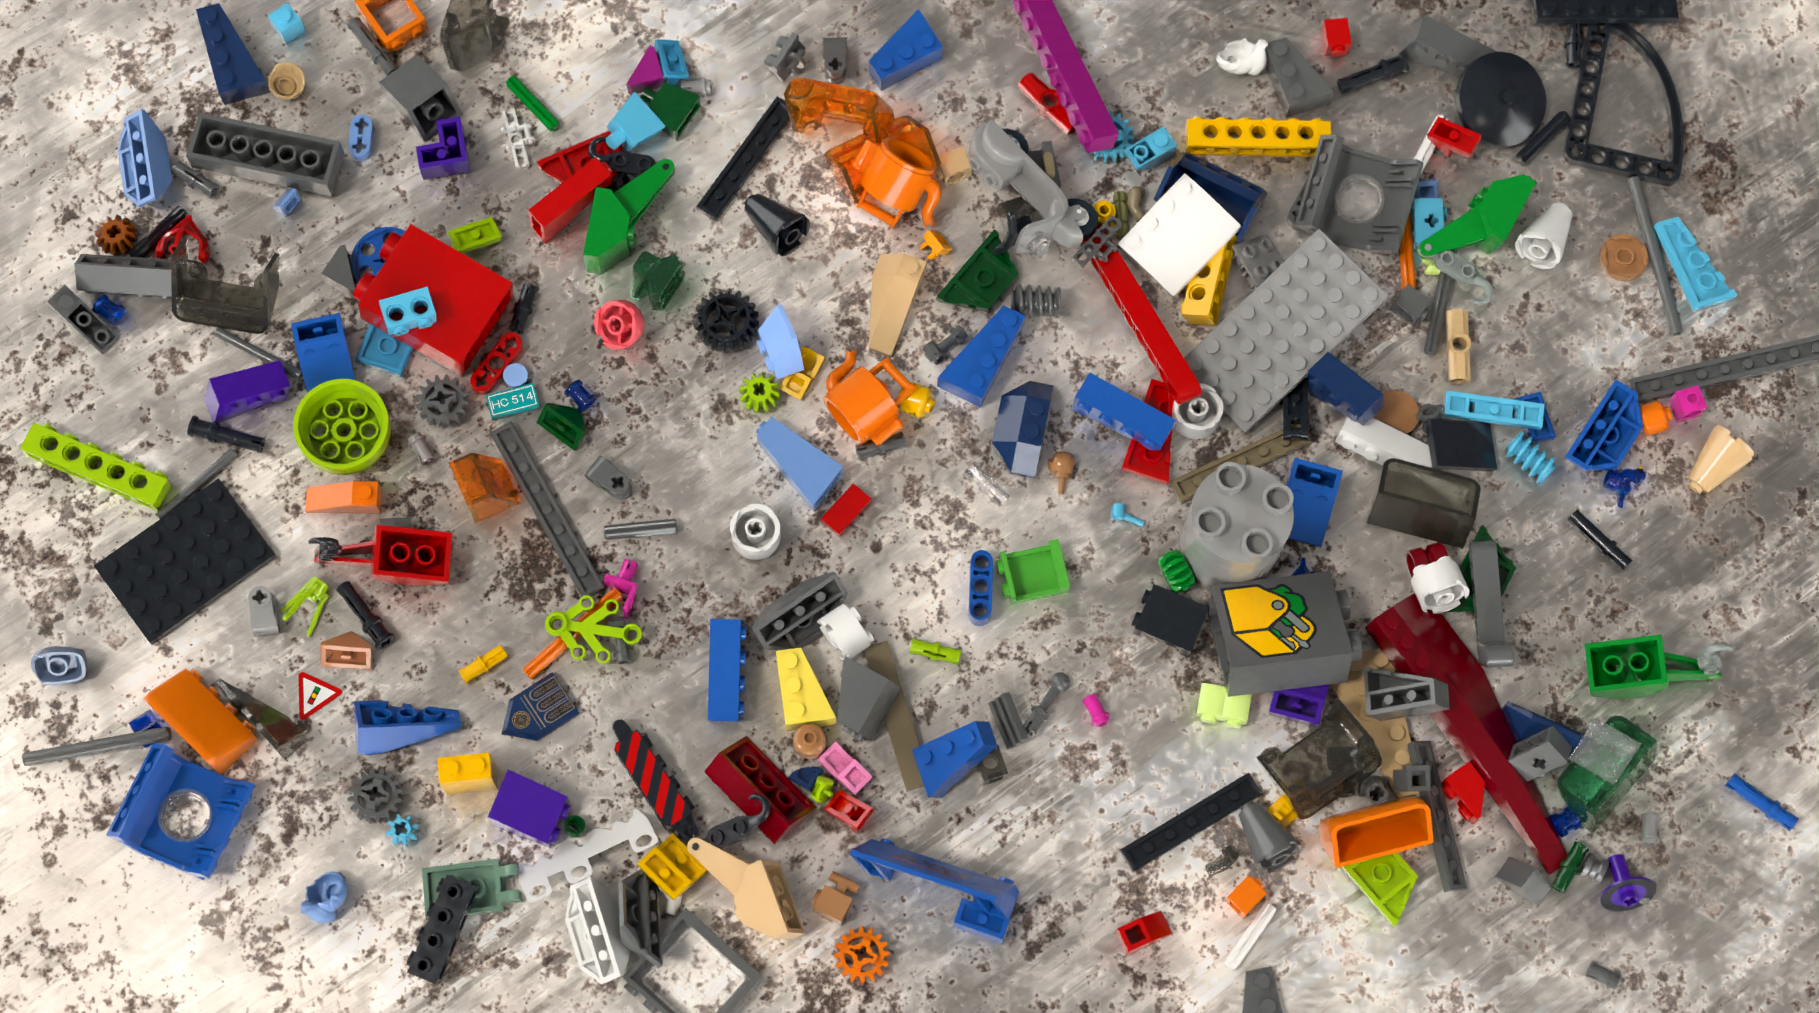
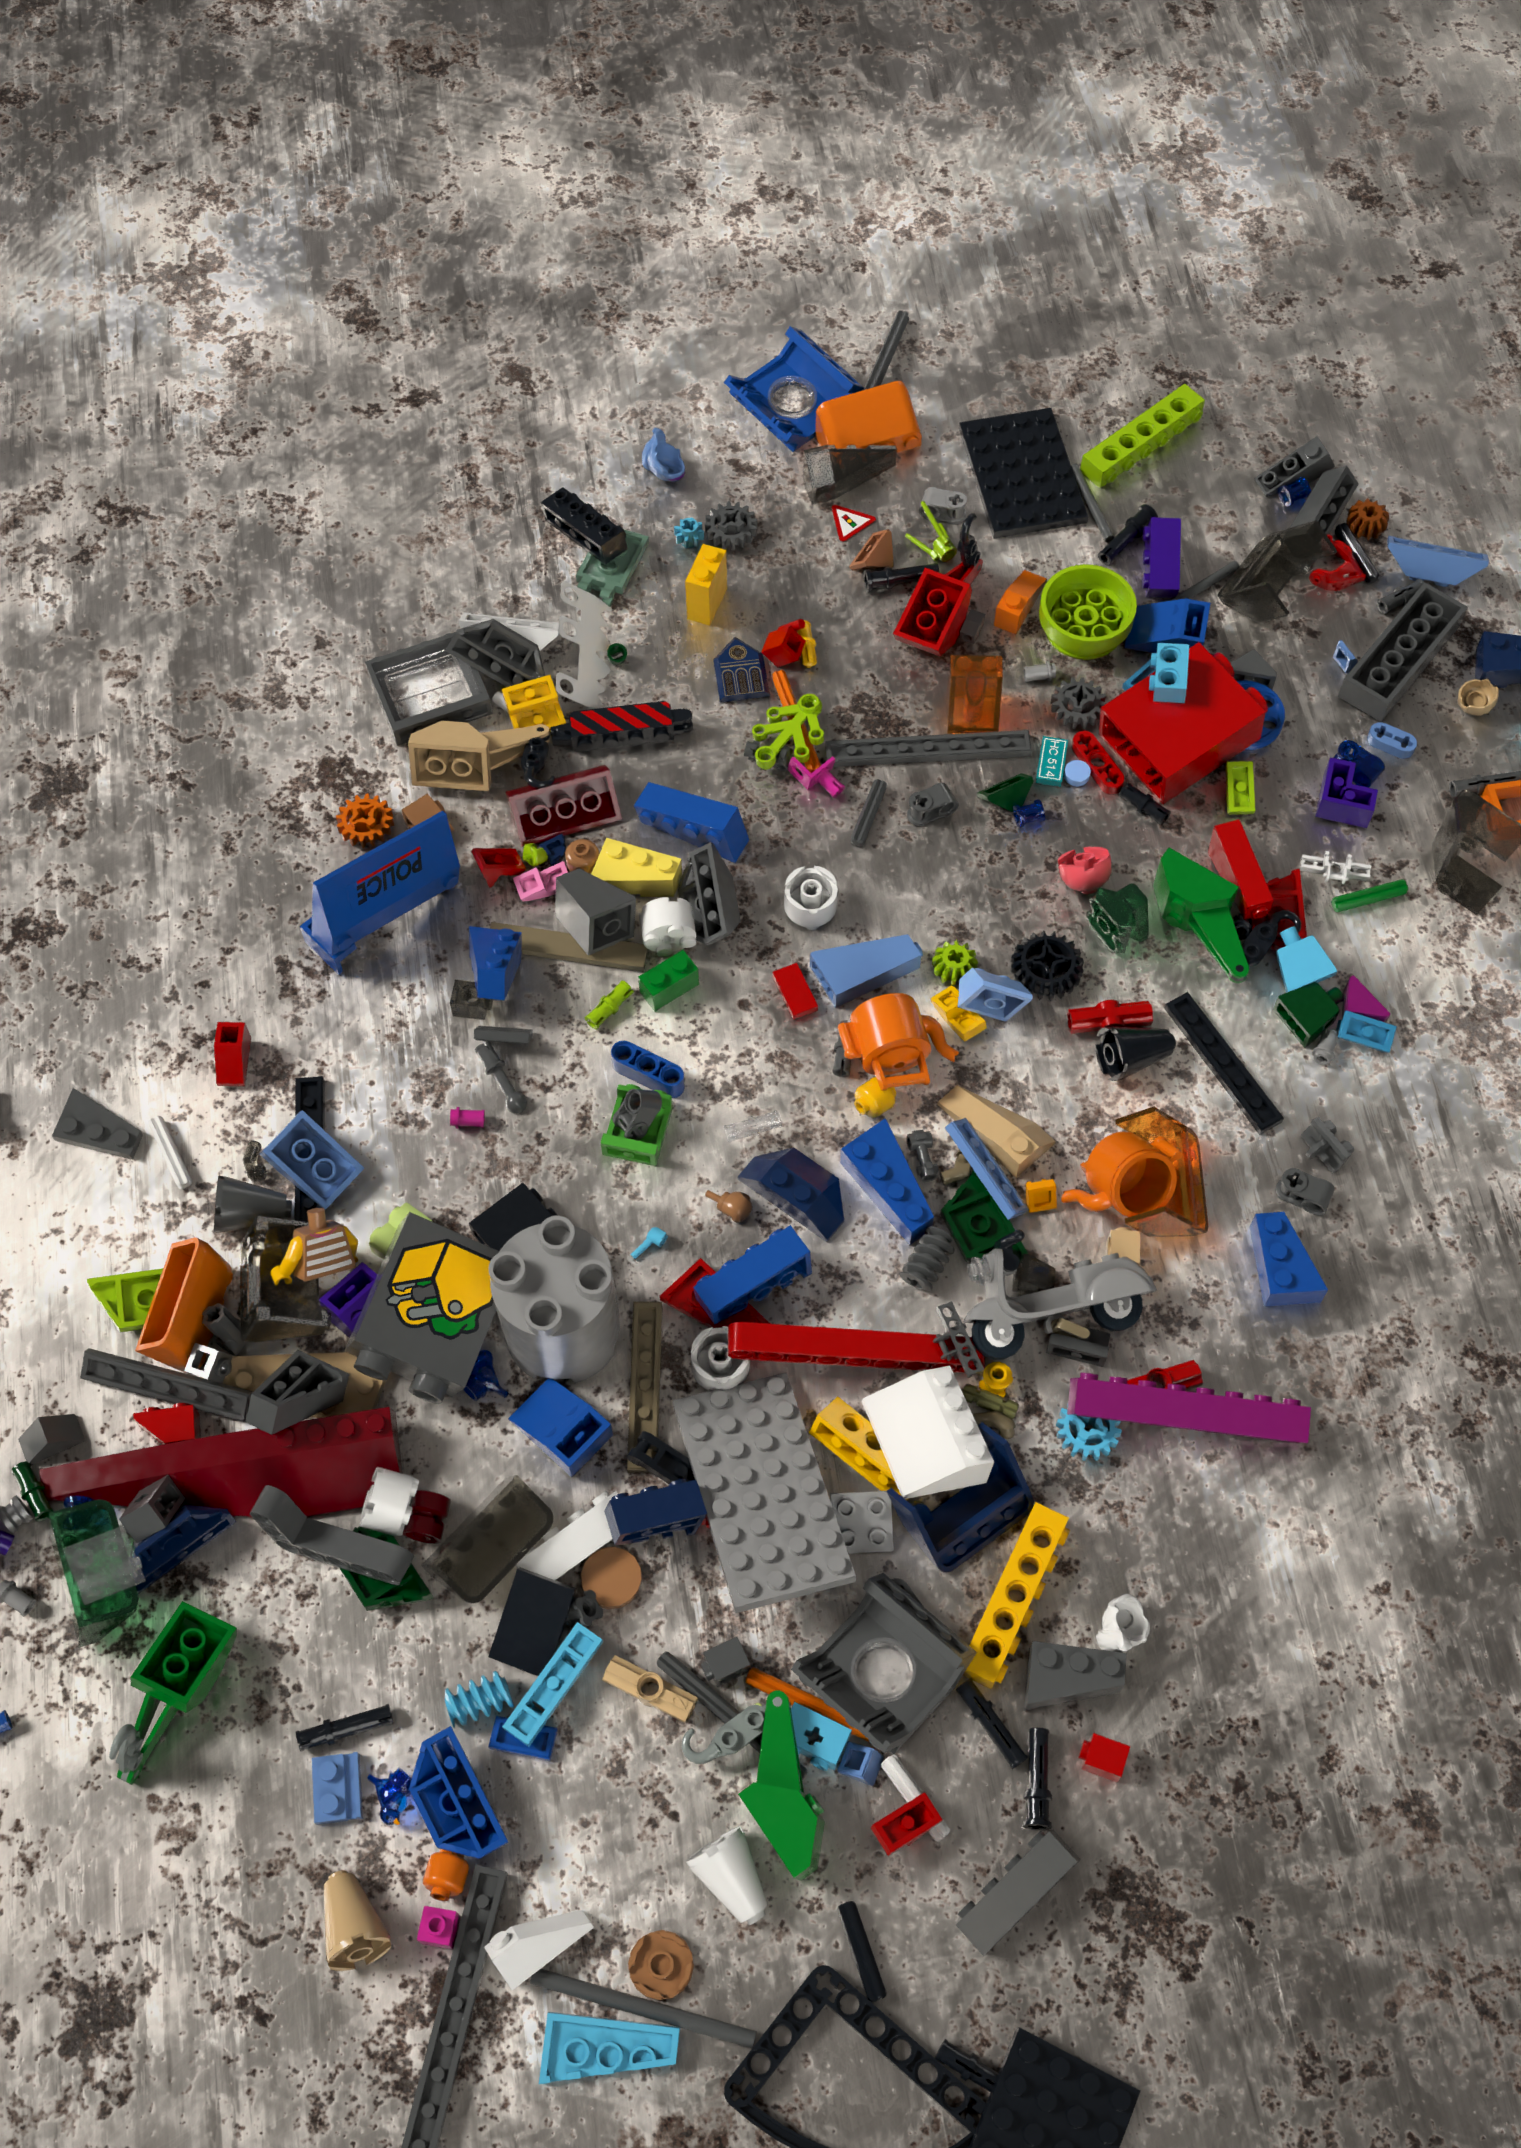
camera: 120 degrees right, 10 degrees down
(59, 665) = (971, 356): sand blue piece -> none
(386, 727) = (786, 558): blue wedge -> none
(403, 154) = (1367, 766): none -> clear blue piece
(420, 96) = (1413, 797): dark grey slope -> none
(498, 676) = (784, 644): none -> red brick
(529, 810) = (651, 620): dark purple slope -> none
(750, 254) = (1109, 1014): none -> red piece
(813, 99) = (1220, 1171): clear orange windscreen -> none
(891, 610) = (668, 980): none -> green brick
(937, 289) = (986, 1168): none -> medium blue tile
(942, 312) = (960, 1170): none -> dark tan arm
(1029, 568) = (637, 1111): none -> dark grey piece
(1152, 150) = (1048, 1462): medium azure slope -> none
(1202, 808) = (312, 1160): none -> medium blue slope
(1246, 896) = (206, 1162): orange brick -> none
(1286, 742) = (317, 1250): none -> torso
(1364, 96) = (969, 1692): none -> black pin
(1501, 99) = (931, 1915): black dish -> none
(1639, 524) = (337, 1788): none -> medium blue plate
(1659, 335) = (533, 1944): none -> white slope

